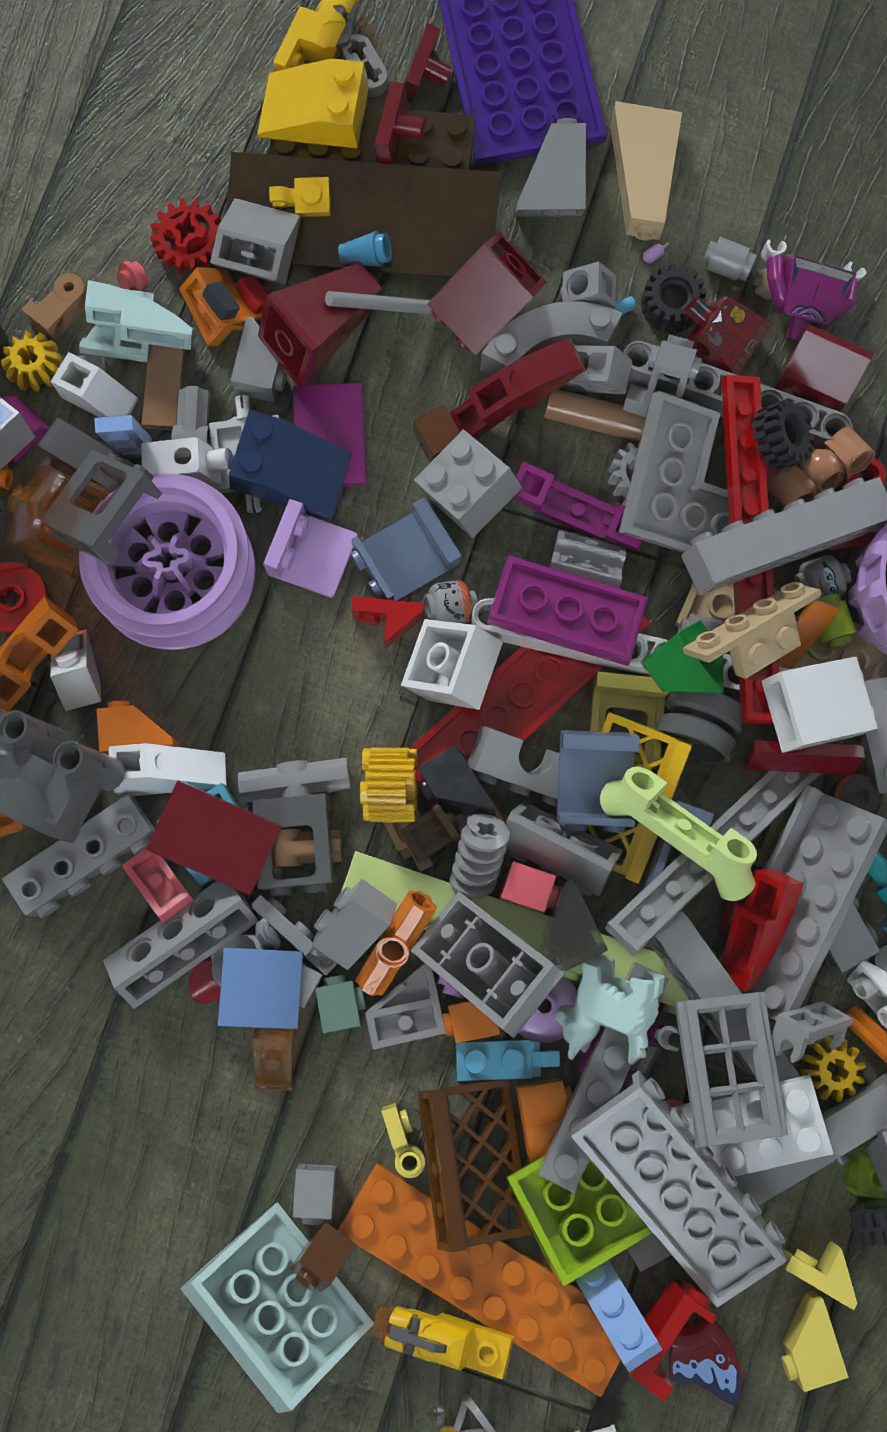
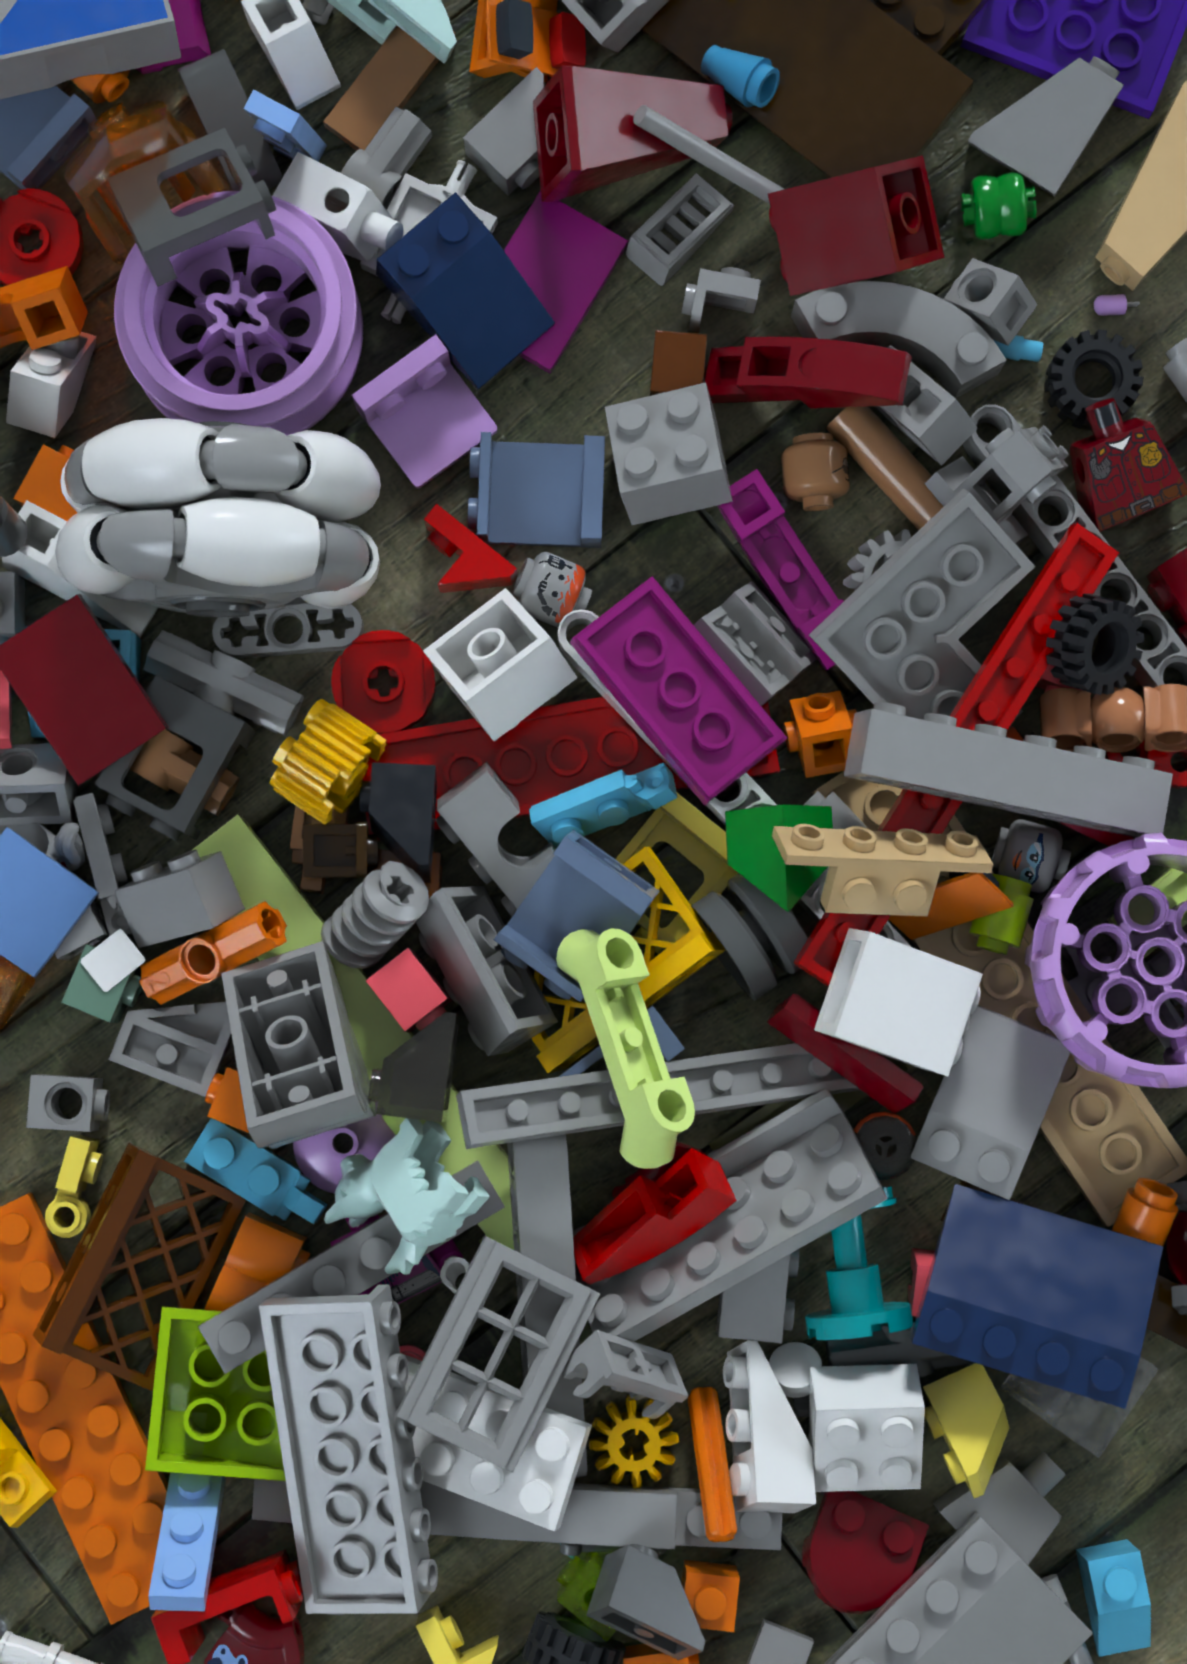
camera: 35 degrees right, 5 degrees up
(233, 679) = (218, 517): none -> piece
(311, 711) = (251, 644): none -> light grey beam
(338, 987) = (112, 960): none -> white sticker
(352, 1104) = (44, 1103): none -> light grey brick
(379, 380) = (655, 251): none -> light grey slope
(389, 700) = (404, 661): none -> red plate
(435, 375) = (725, 289): none -> light grey bracket
(554, 443) = (815, 471): none -> medium nougat head
(557, 236) = (998, 205): none -> green piece
(564, 706) = (603, 803): none -> medium azure hinge
(662, 584) = (820, 732): none -> orange brick

